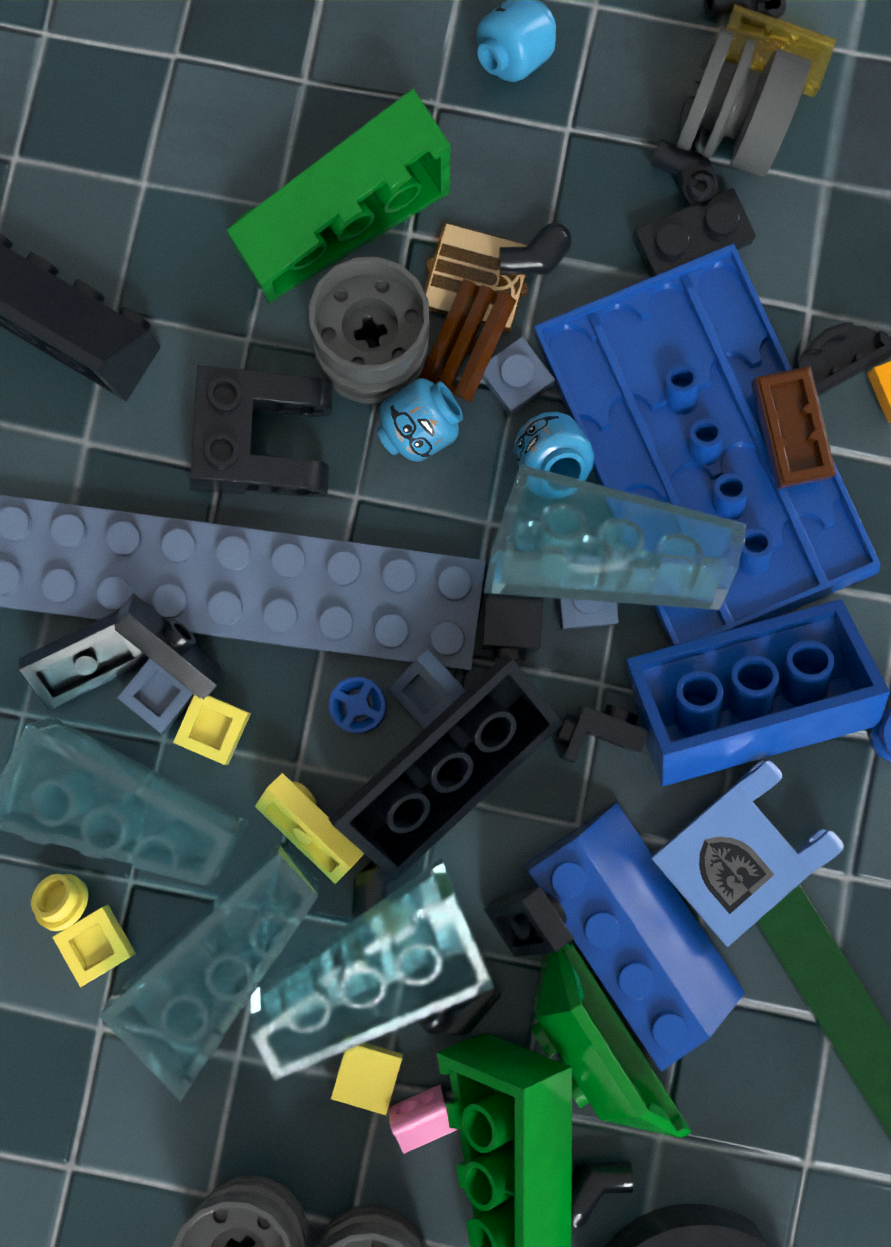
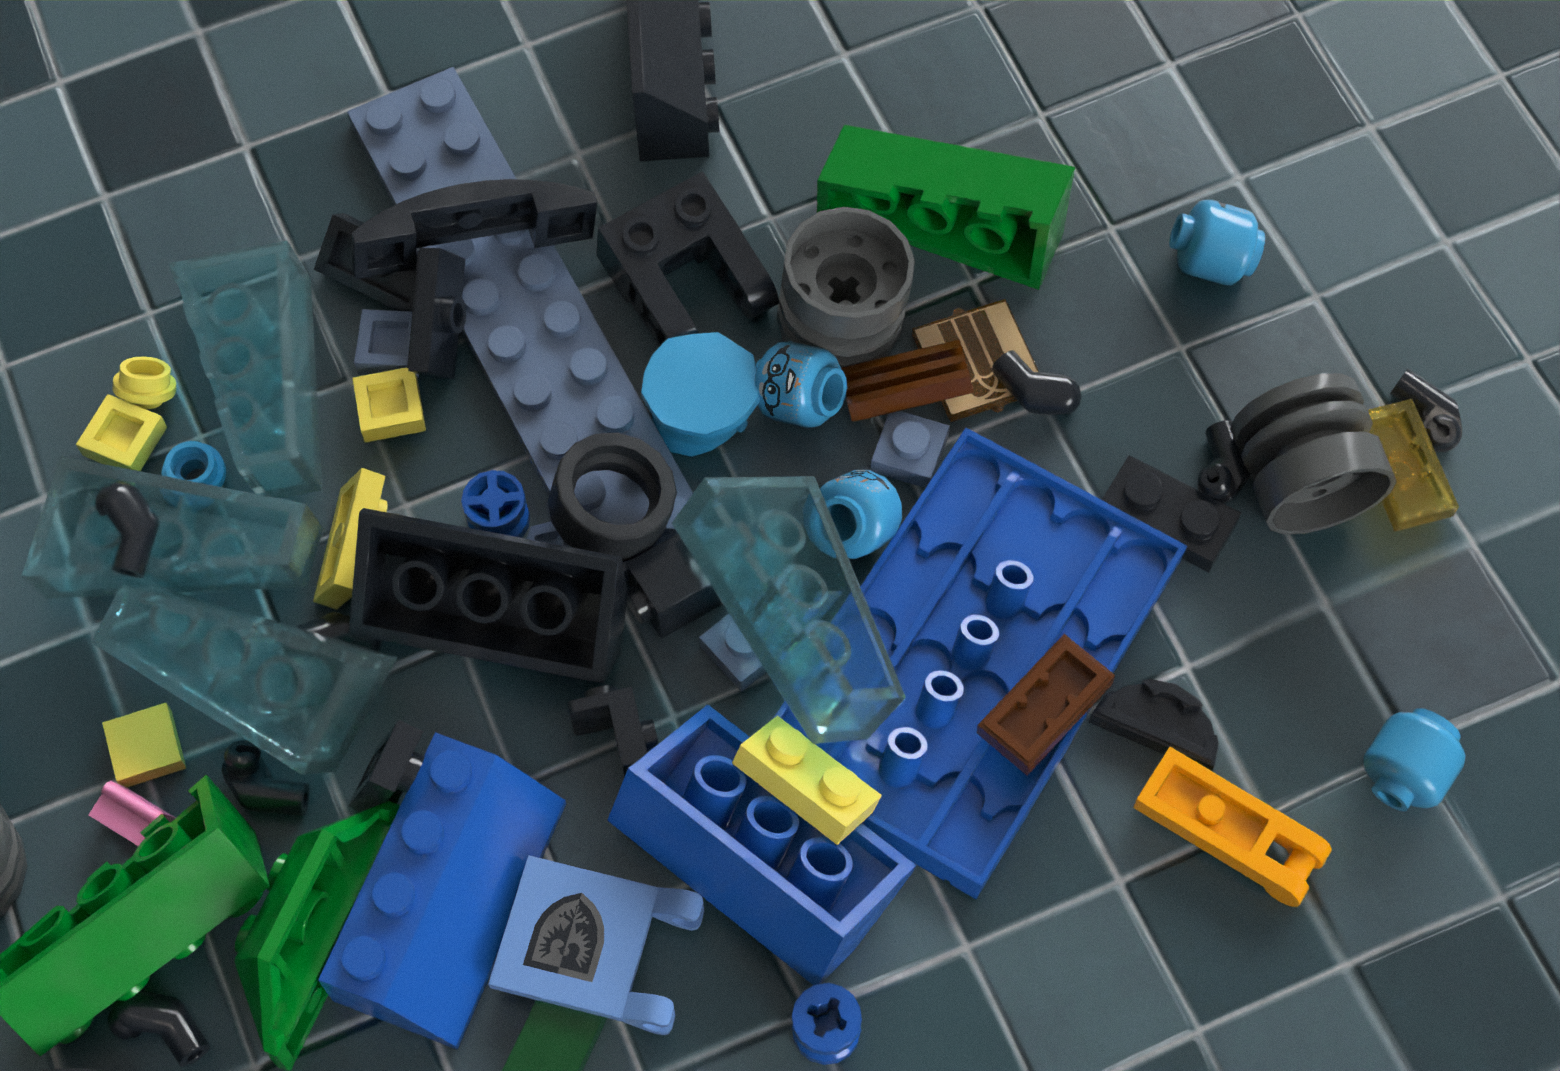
camera: 55 degrees right, 20 degrees down
(138, 505) = (469, 211): none -> black slope
(151, 920) = (195, 455): none -> dark azure plate
(204, 995) = (135, 523): none -> black arm
(372, 492) = (699, 391): none -> dark azure hat
(444, 581) = (621, 455): none -> black tyre
(737, 631) = (806, 779): none -> light yellow plate

